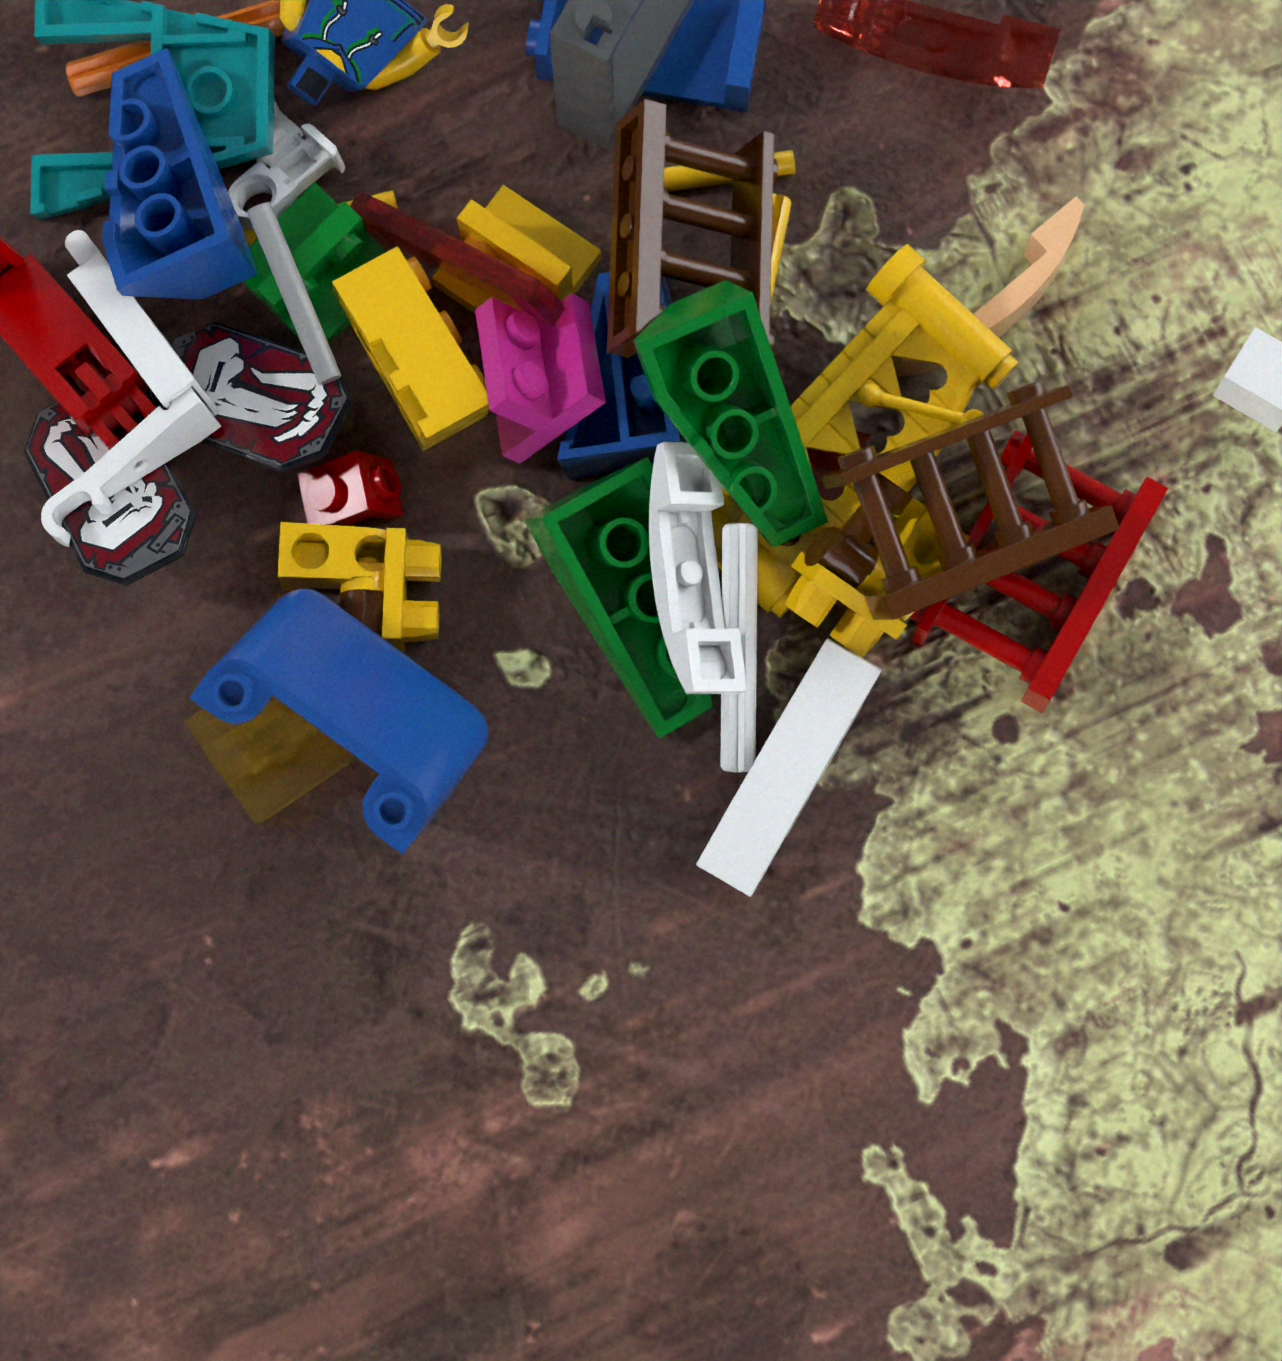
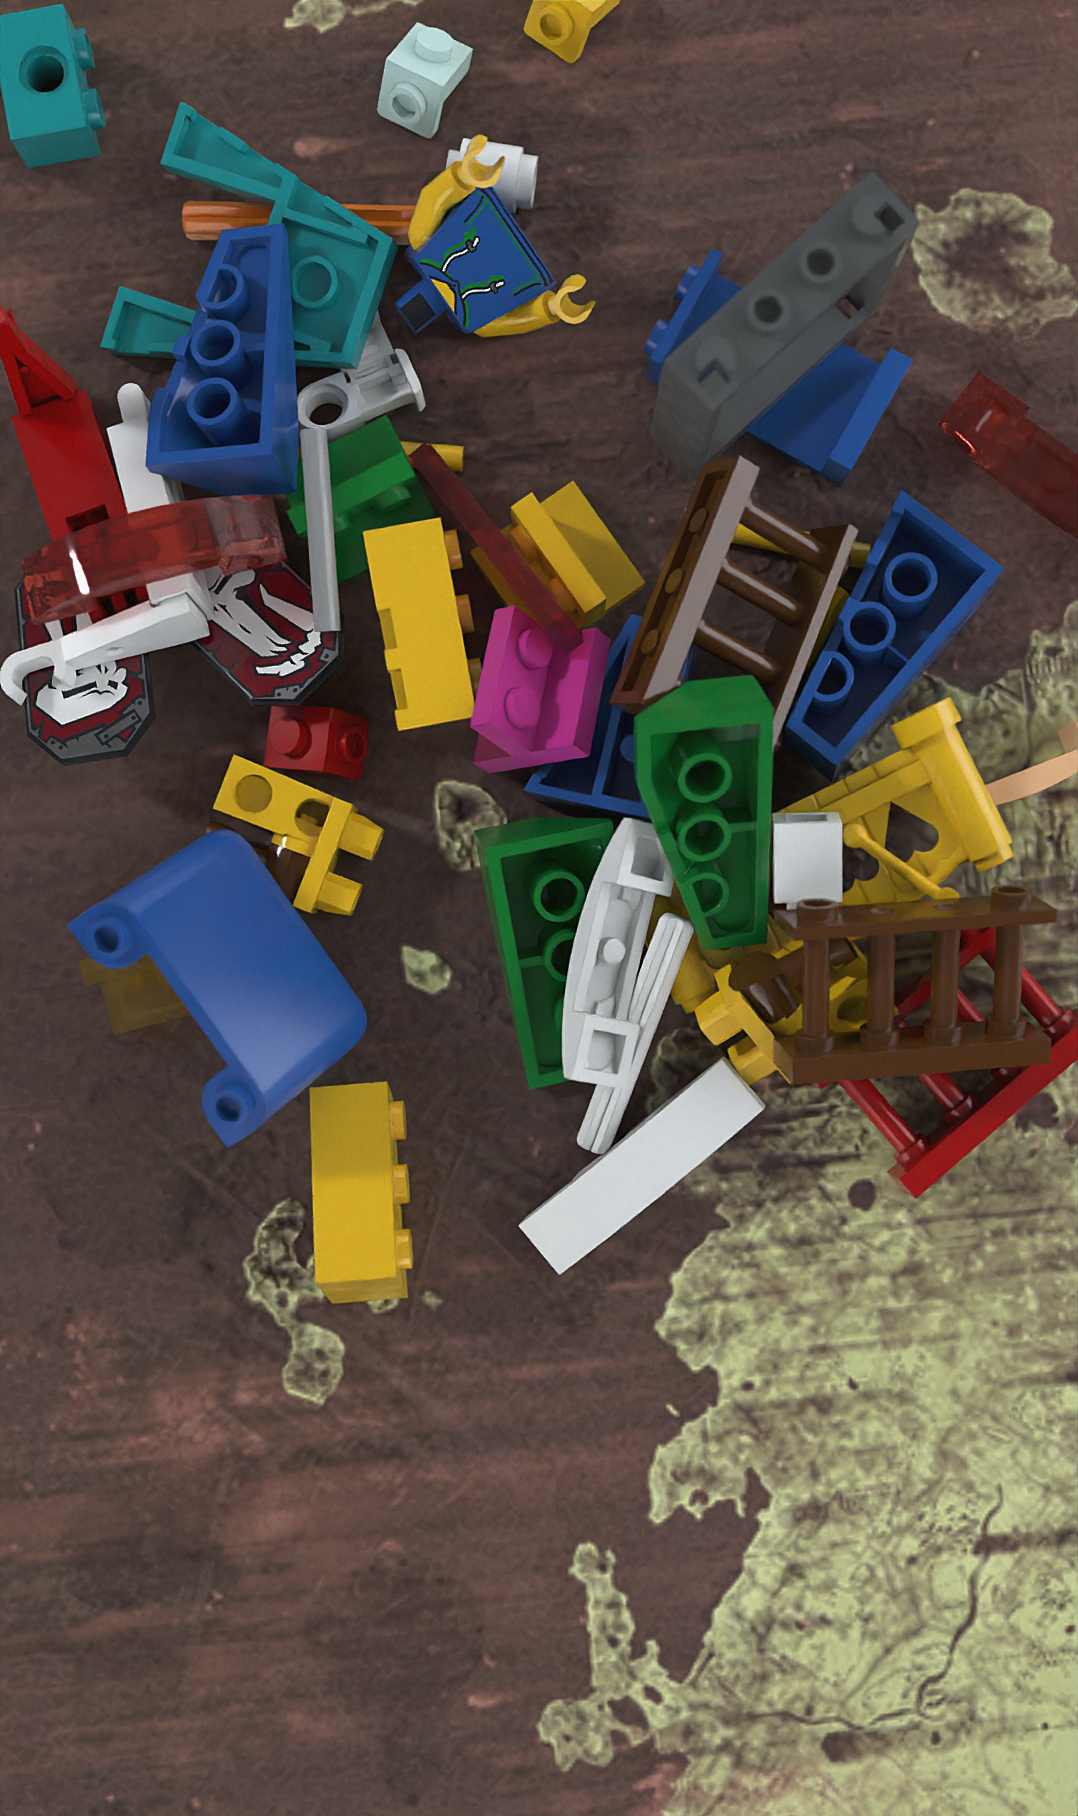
camera: 15 degrees right, 10 degrees up
(142, 359) = (149, 548): none -> clear red slope
(539, 883) = (359, 1193): none -> yellow wedge
(832, 424) = (806, 857): none -> white brick
(837, 213) = (898, 619): none -> blue wedge

